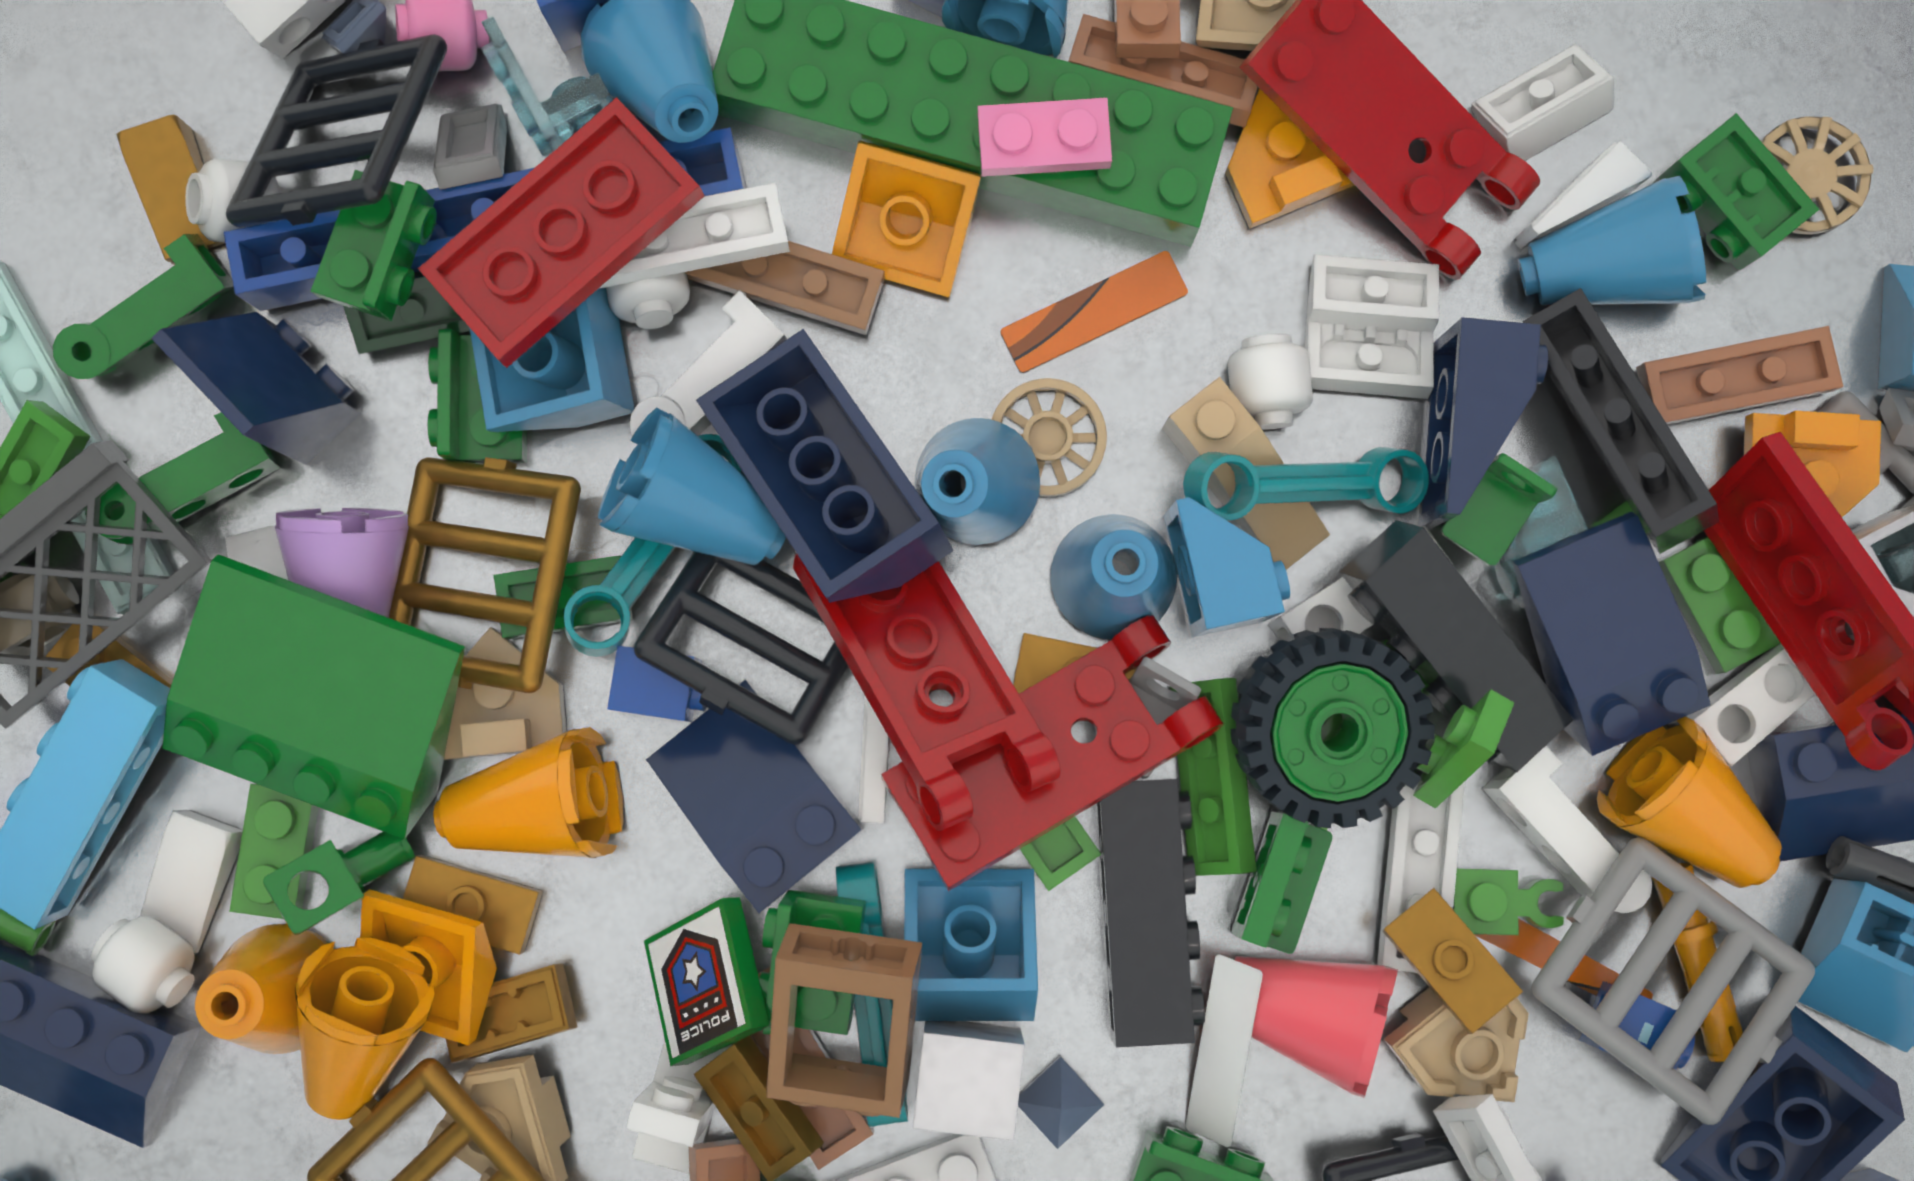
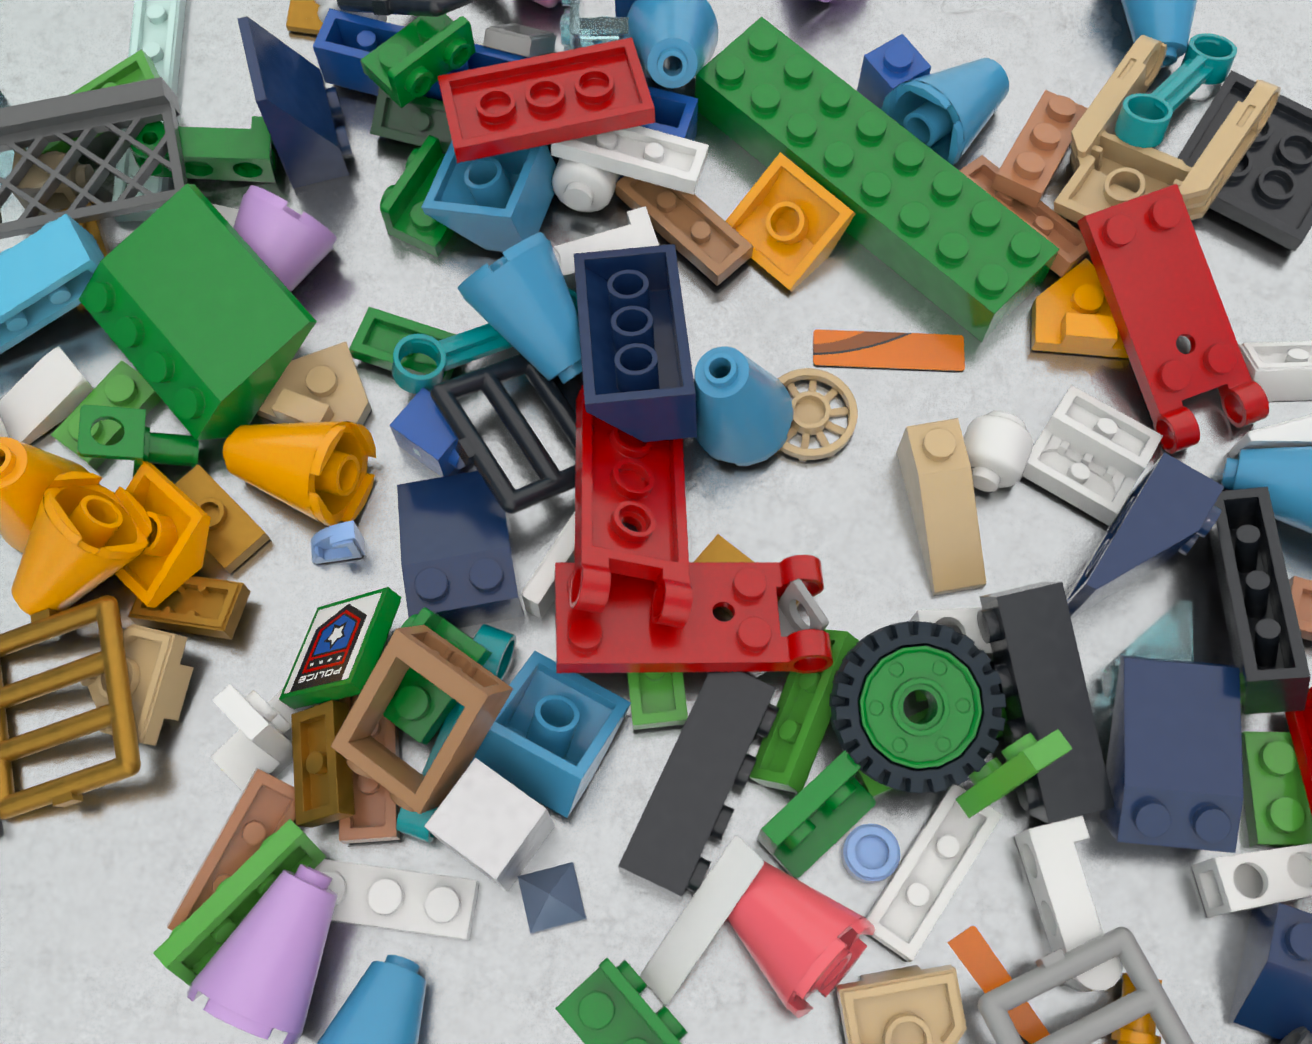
camera: 30 degrees right, 15 degrees down
(165, 302) = (222, 50): green leg -> none
(550, 552) = (378, 338): pearl gold bar -> none
(624, 863) = (337, 543): none -> light blue tile
(1044, 137) = (912, 199): bright pink plate -> none
(1090, 588) = (809, 518): dark azure cone -> none
(1222, 571) = (891, 557): dark azure slope -> none
(1309, 482) = (986, 524): teal piece -> none
(1351, 886) = (870, 853): none -> light blue tile
(1452, 961) = (923, 945): pearl gold plate -> none
(1492, 902) = (979, 928): bright green plate -> none
(1497, 509) = (1128, 611): green bracket -> none
(1690, 805) = (1186, 934): light orange cone -> none

